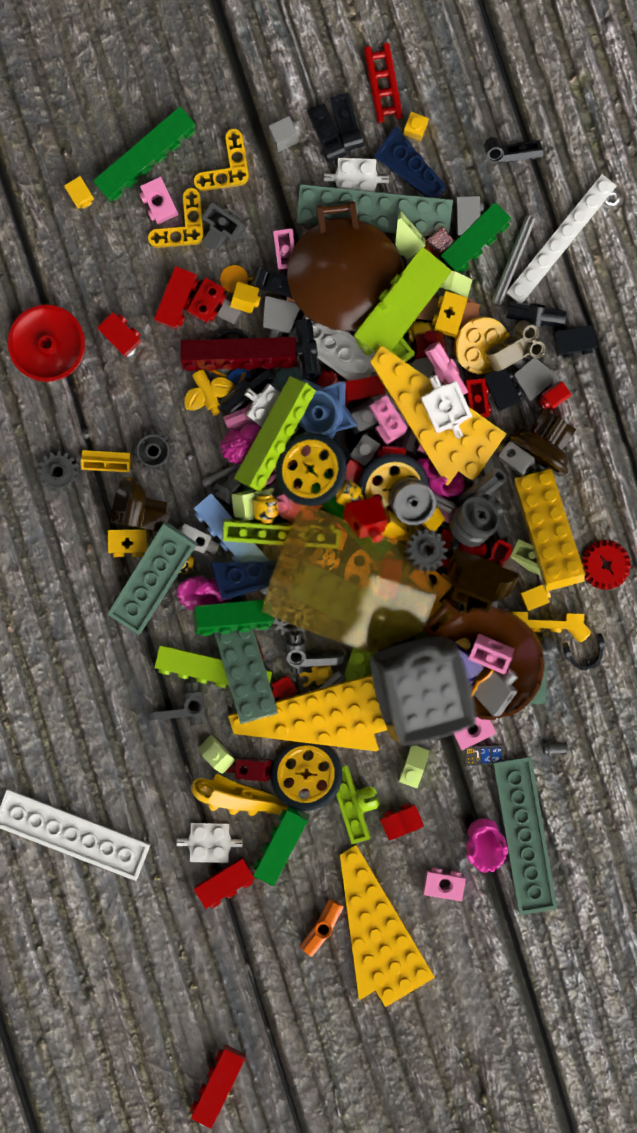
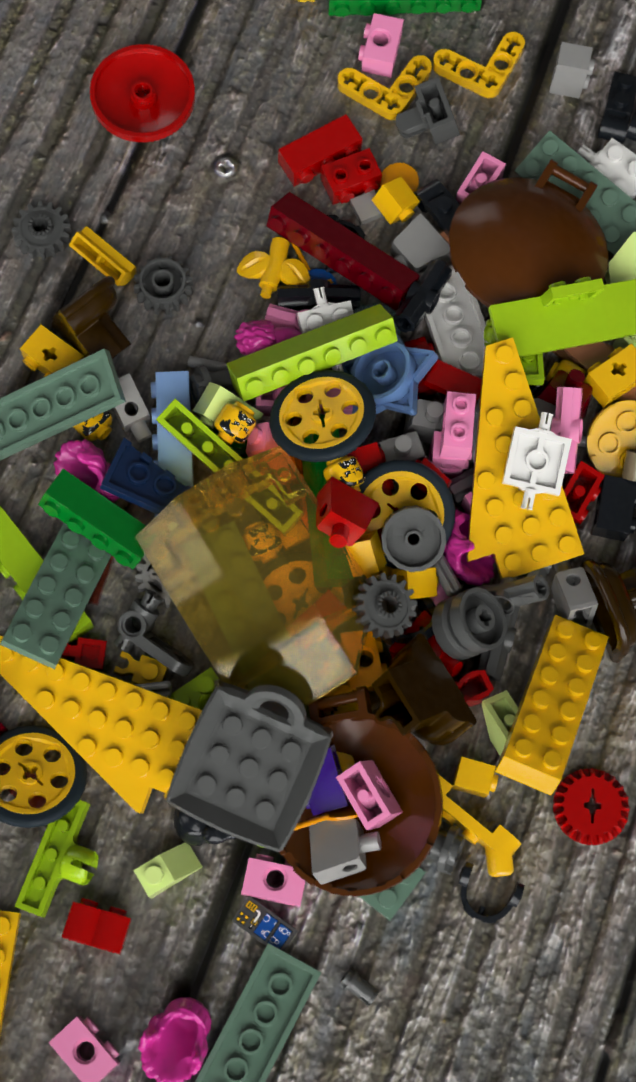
camera: 30 degrees right, 15 degrees down
(119, 334) = (228, 140): red brick -> none

